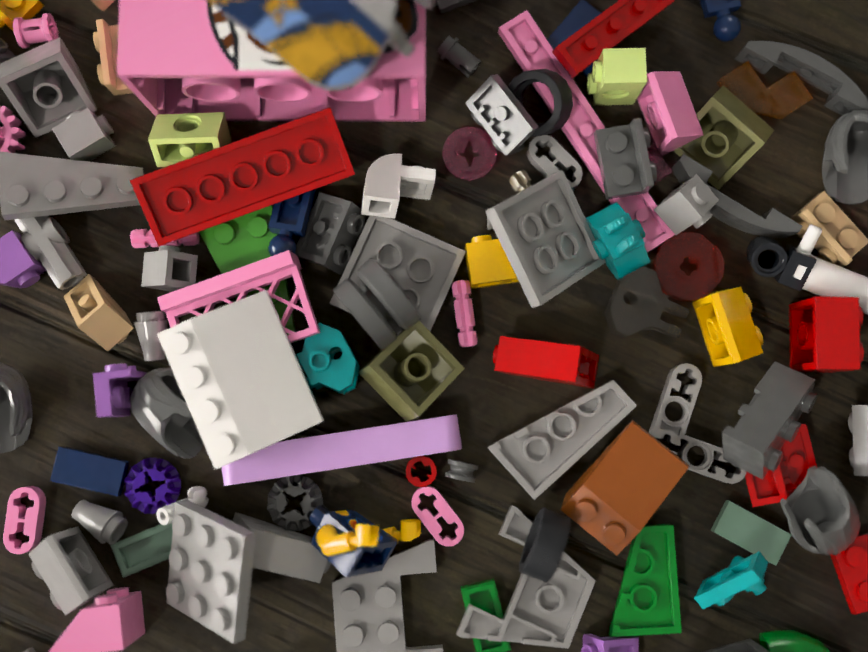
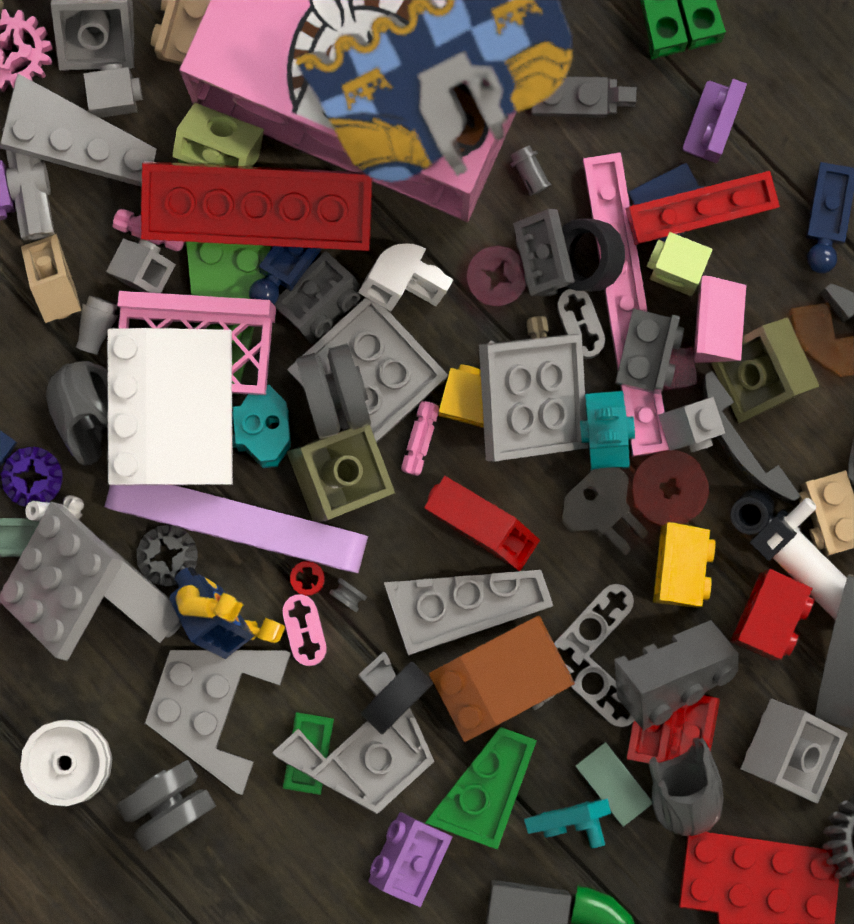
camera: 25 degrees right, 0 degrees up
(112, 390) = (35, 368): medium lavender bracket -> none

